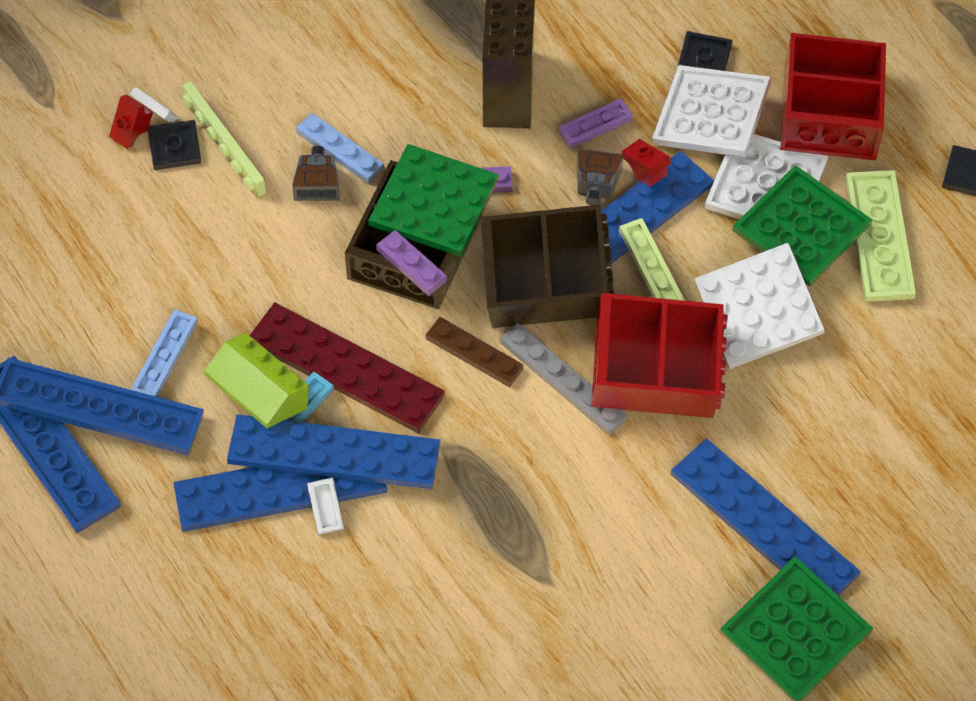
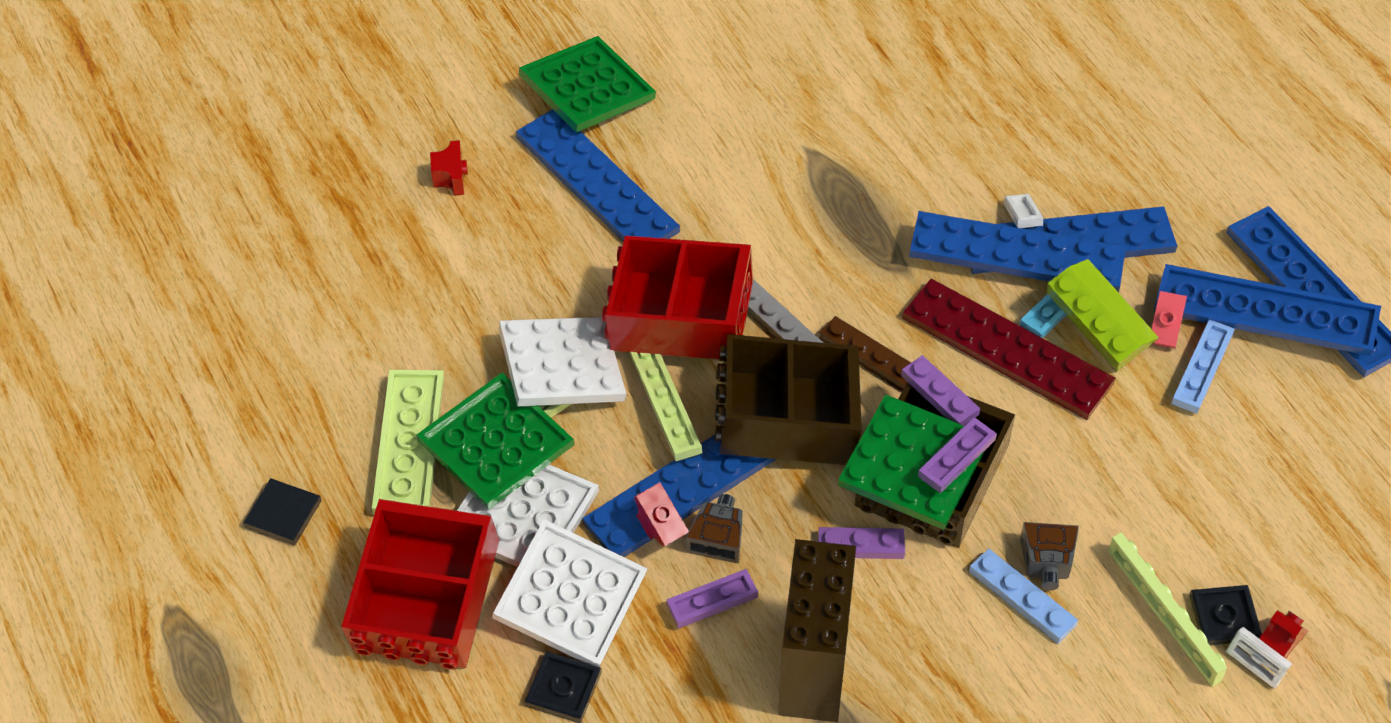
camera: 175 degrees left, 5 degrees down
(192, 394) = (1168, 319): none -> coral plate
(397, 185) = (957, 455): none -> medium lavender plate
(917, 516) = (449, 168): none -> red brick

